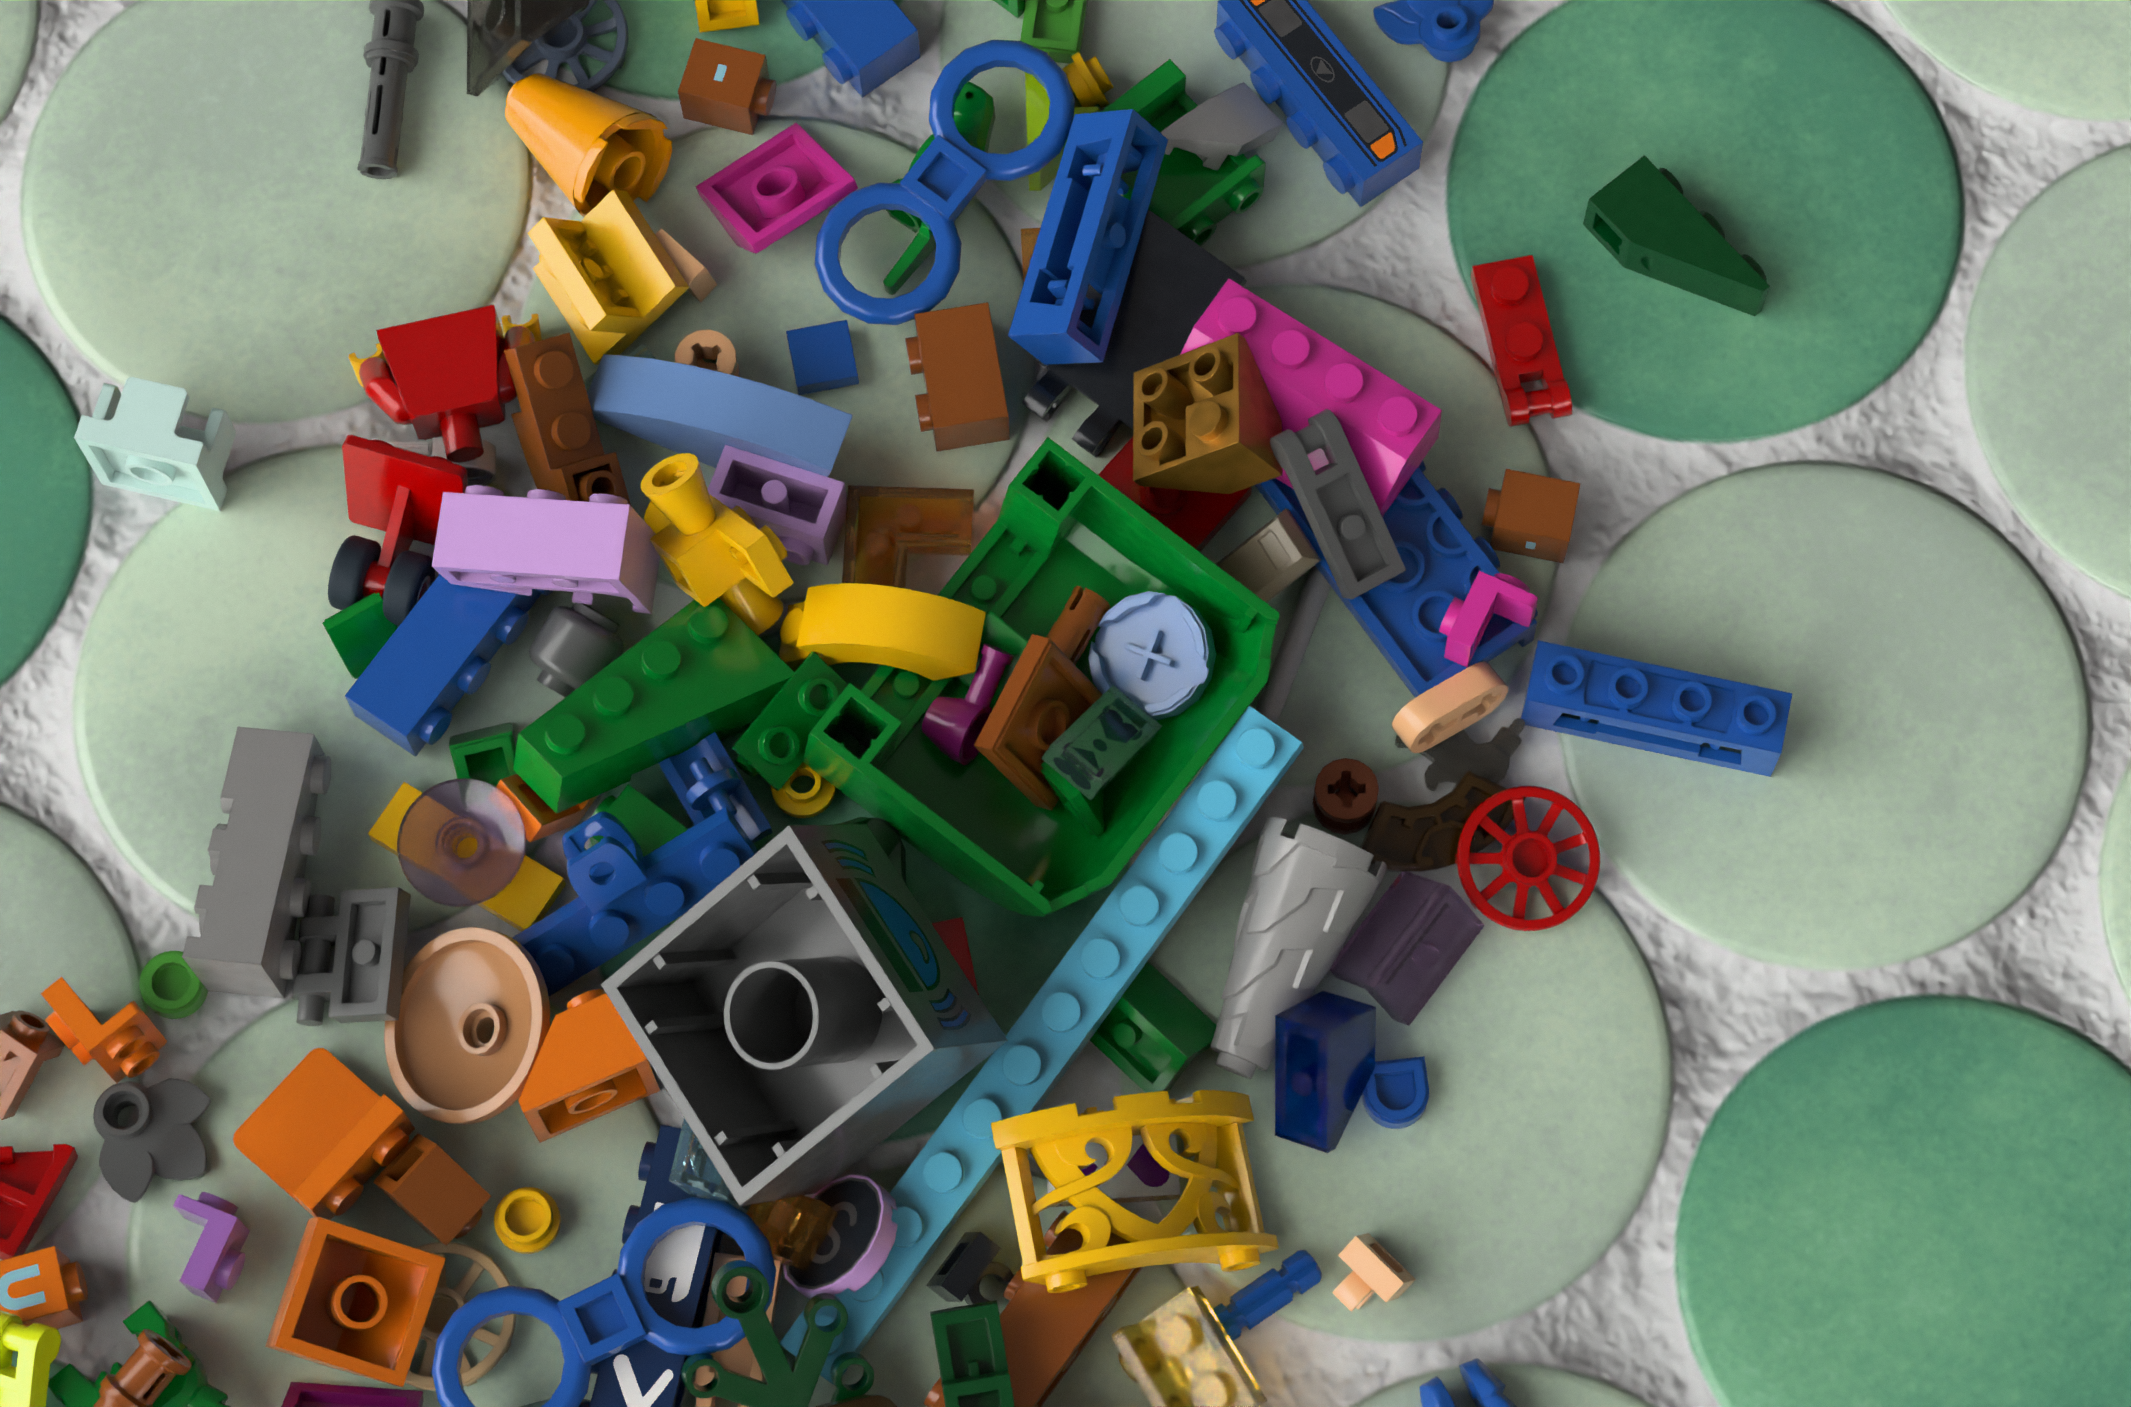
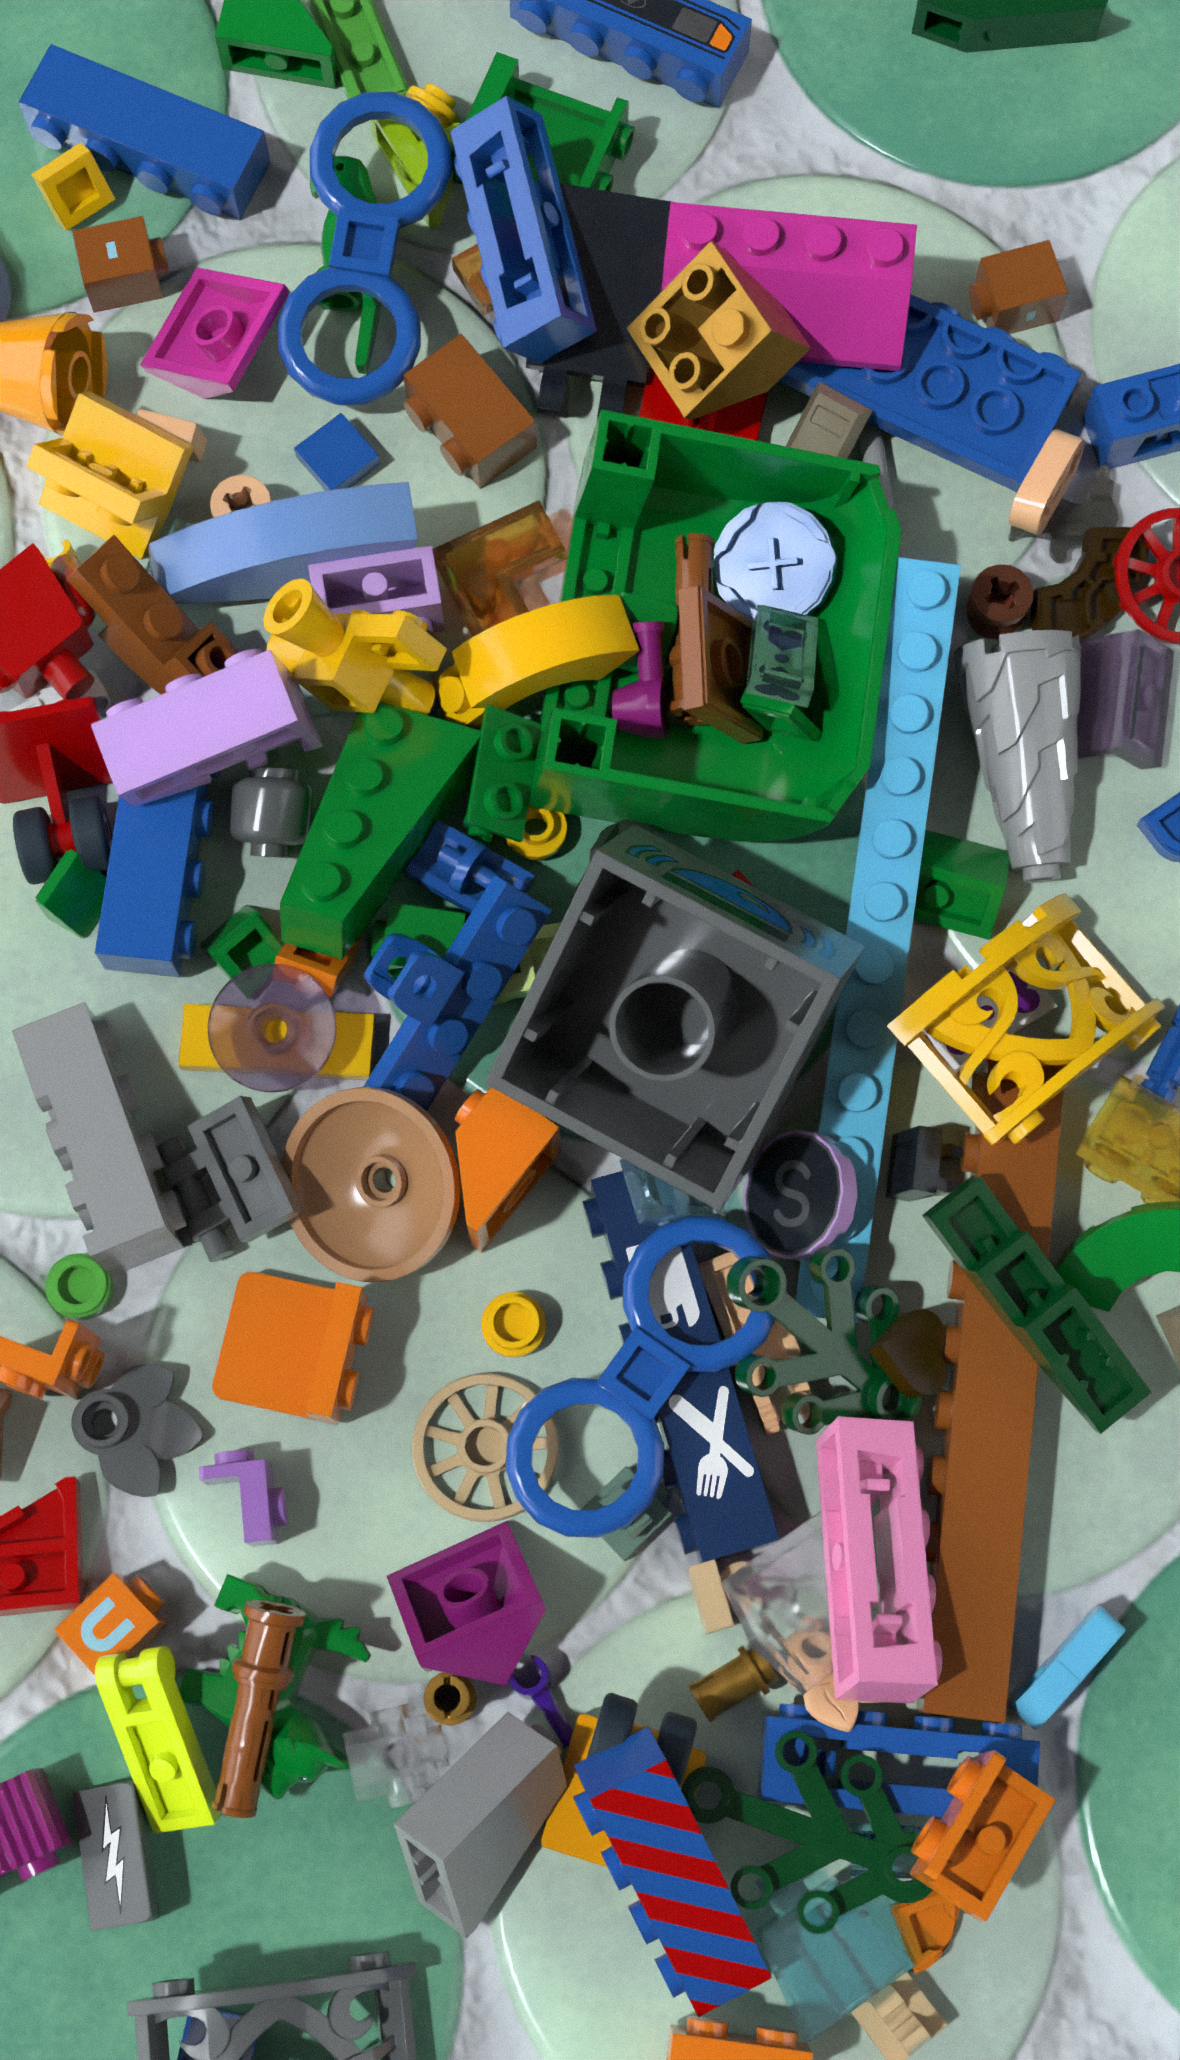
camera: 30 degrees left, 5 degrees up
(355, 1301) = (408, 1476): orange slope -> none
(433, 1190) = (420, 1342): dark orange brick -> none
(794, 1228) = (759, 1206): clear orange tile -> none
(1224, 126) = (572, 89): light grey slope -> none
(1321, 1067) = (1118, 837): clear blue slope -> none
(1338, 505) = (871, 349): dark grey plate -> none
(1468, 619) = (1032, 393): dark pink bracket -> none
(1520, 339) = (919, 152): red plate -> none

